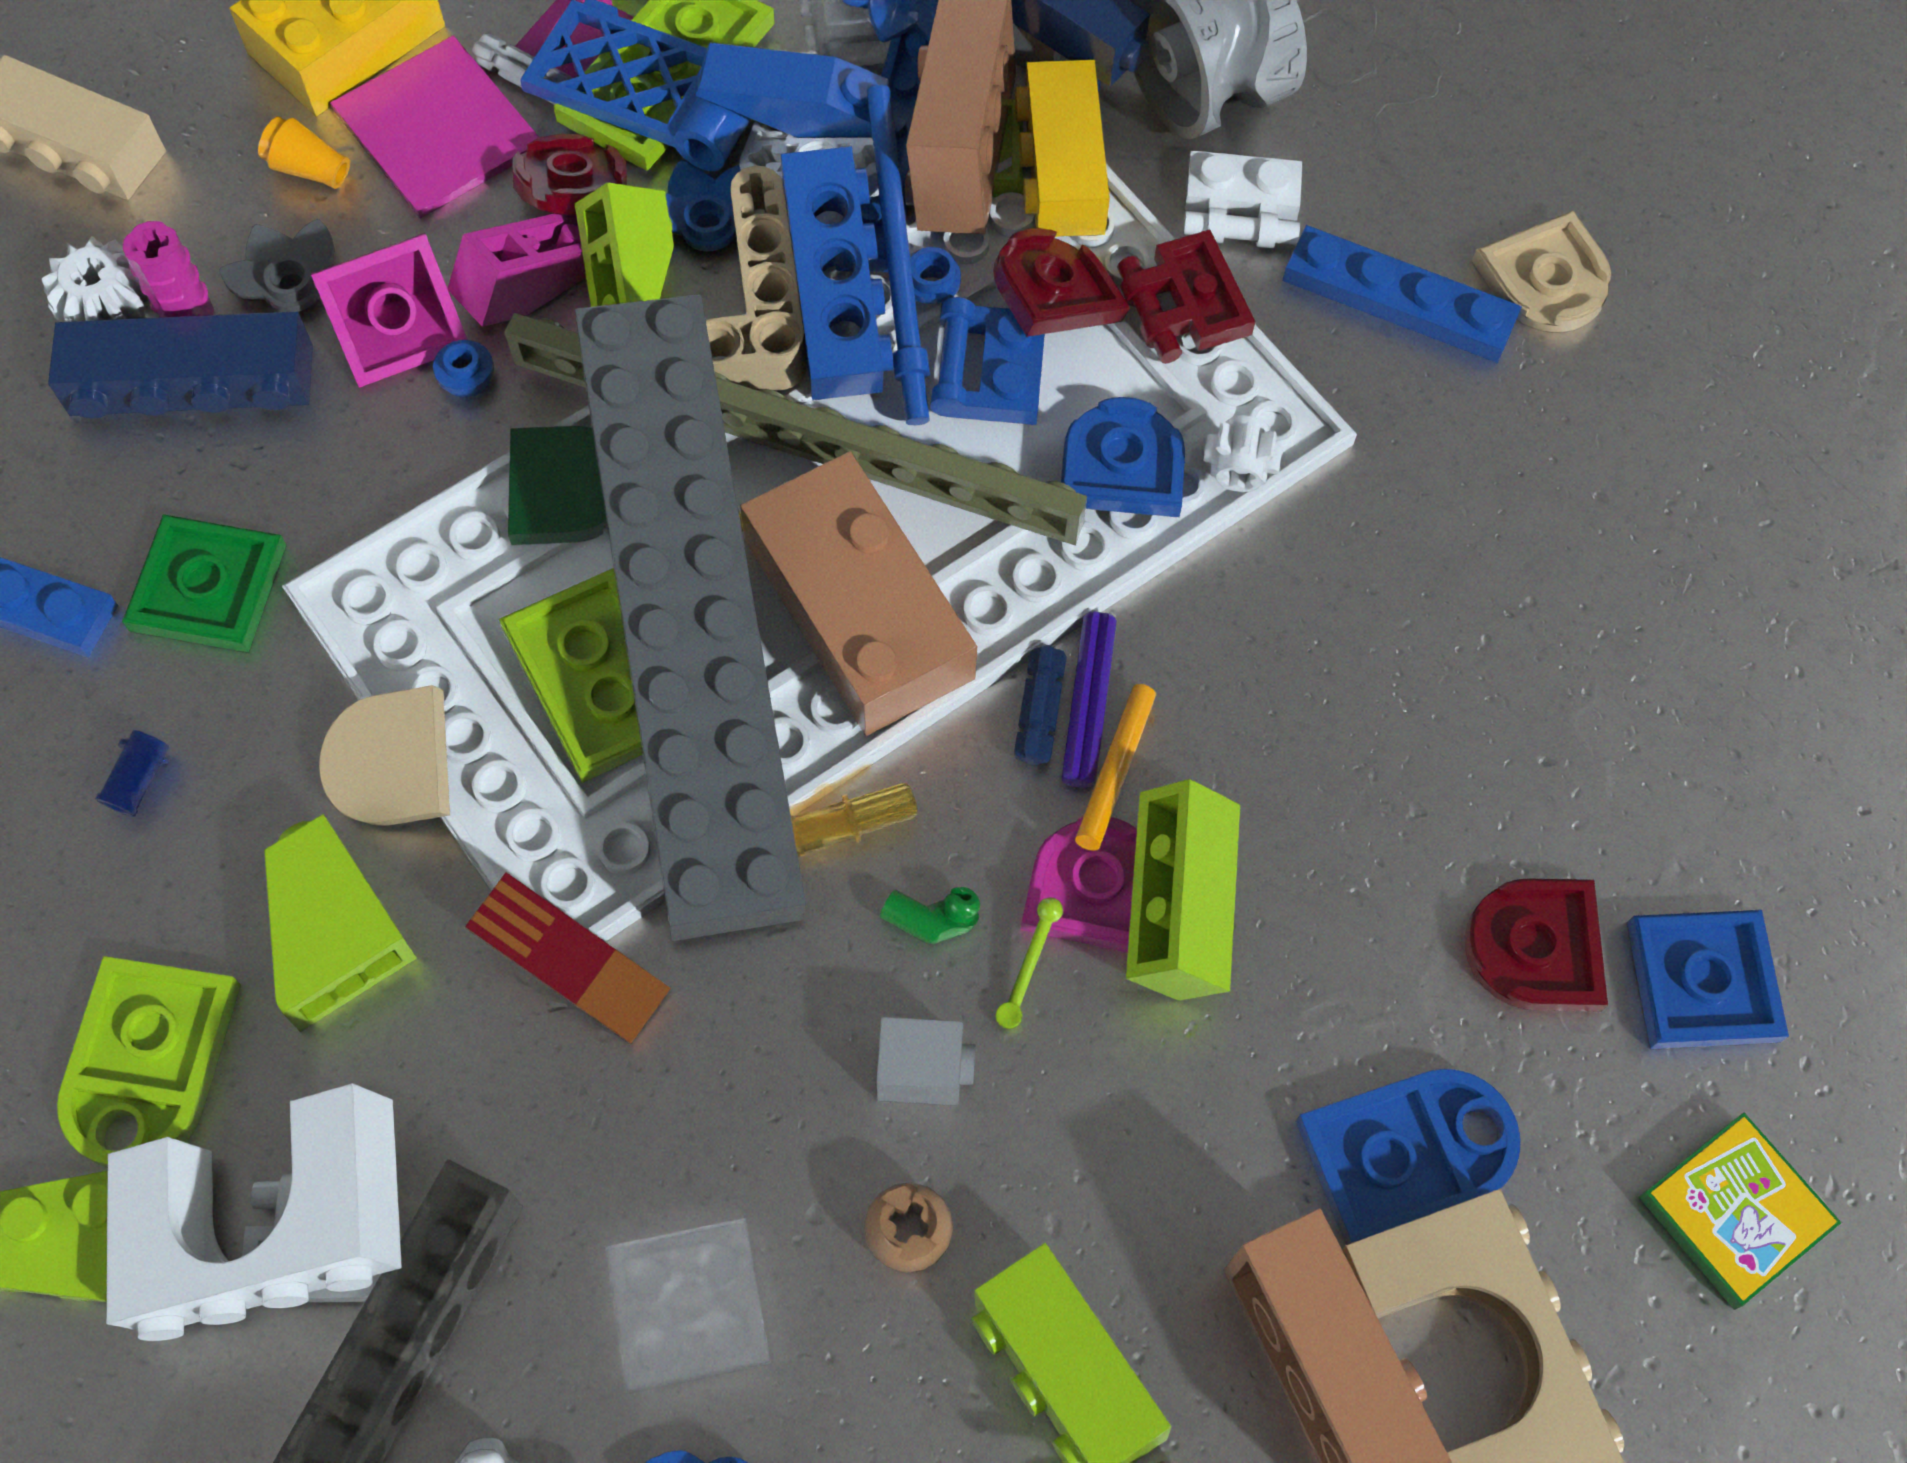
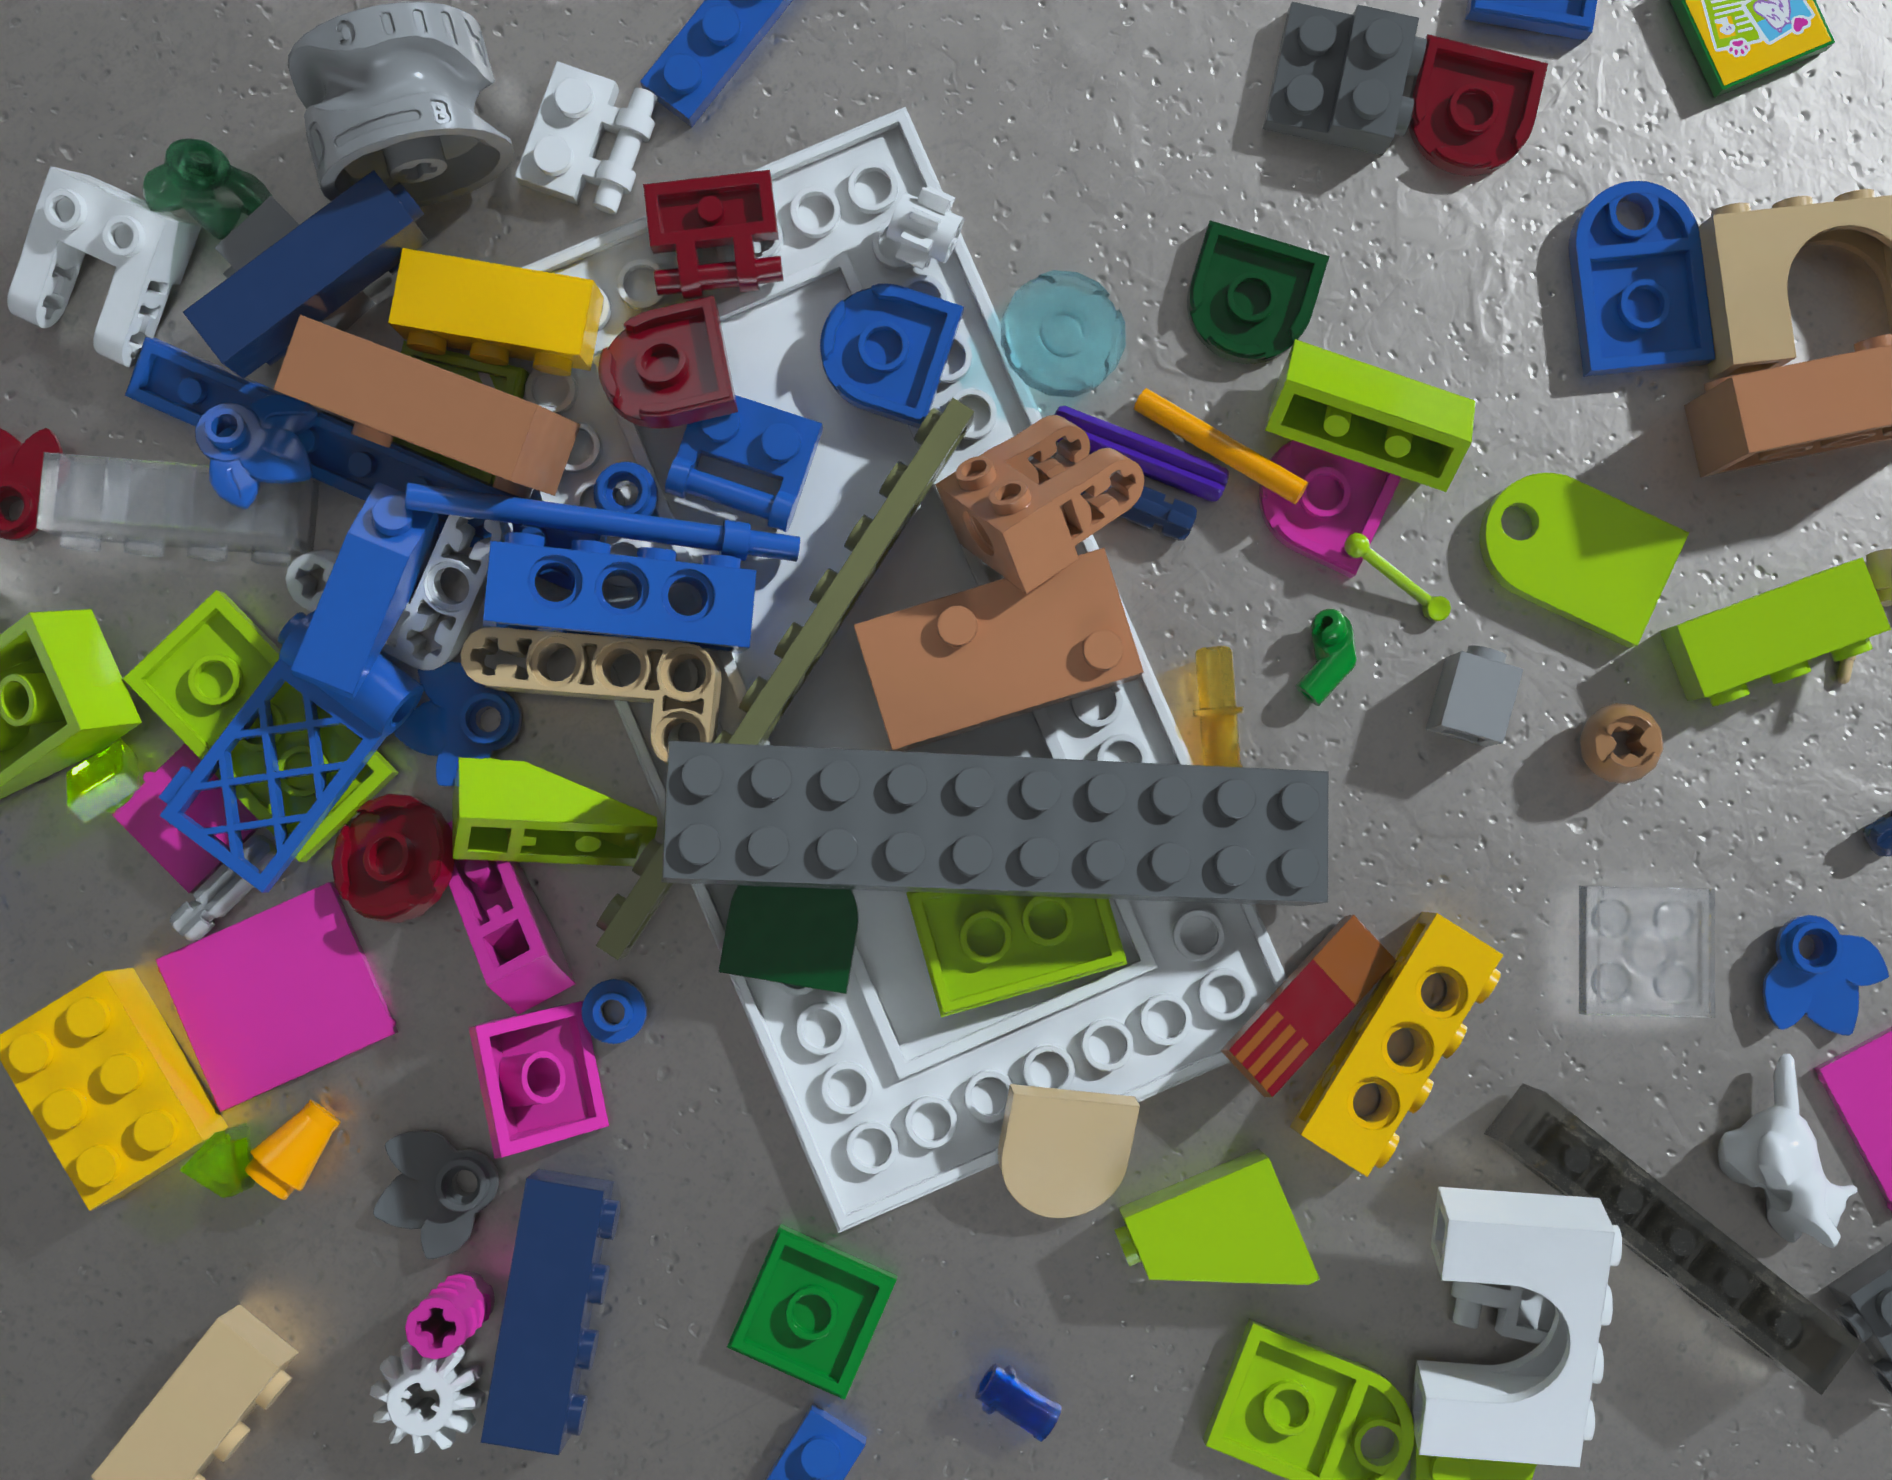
camera: 80 degrees left, 20 degrees up
(287, 98) = (222, 1162): none -> clear neon green slope
(456, 1005) = (1363, 1057): none -> yellow brick
(1001, 560) = (1032, 512): none -> nougat brick
(1104, 1154) = (1583, 556): none -> lime tile
(1185, 606) = (1062, 333): none -> clear light blue tile
(1280, 772) = (1252, 293): none -> dark green tile
(1522, 810) = (1345, 76): none -> dark grey plate

